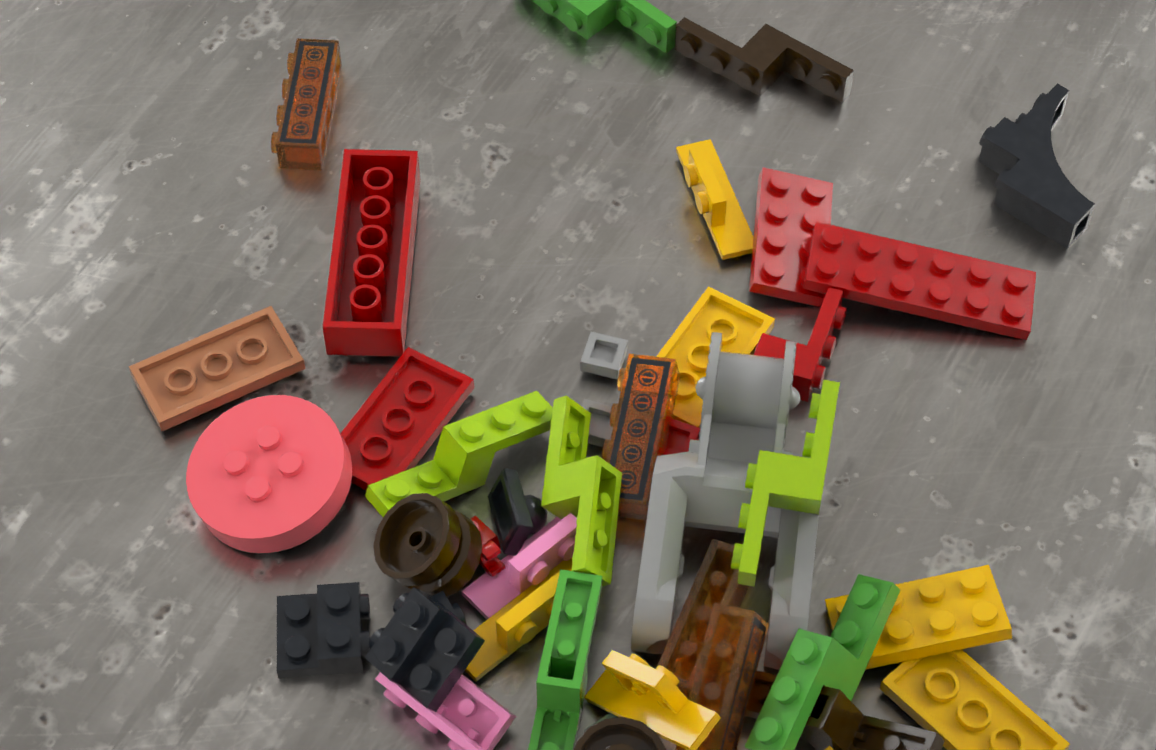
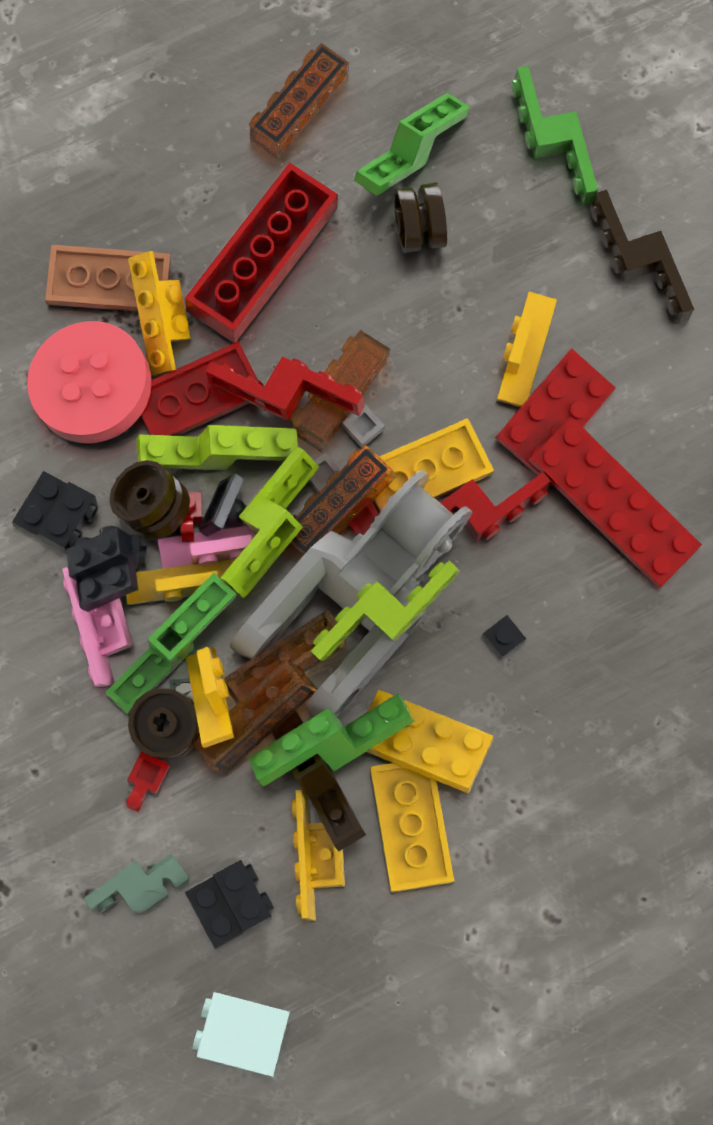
camera: 25 degrees right, 20 degrees up
(297, 360) = (160, 312): none -> yellow bracket
(457, 78) = (411, 144): none -> bright green bracket
(498, 352) = (285, 387): none -> red bracket
(518, 131) = (420, 217): none -> dark brown wheel
(553, 330) = (357, 366): none -> clear orange brick
(912, 472) = (504, 637): none -> black plate

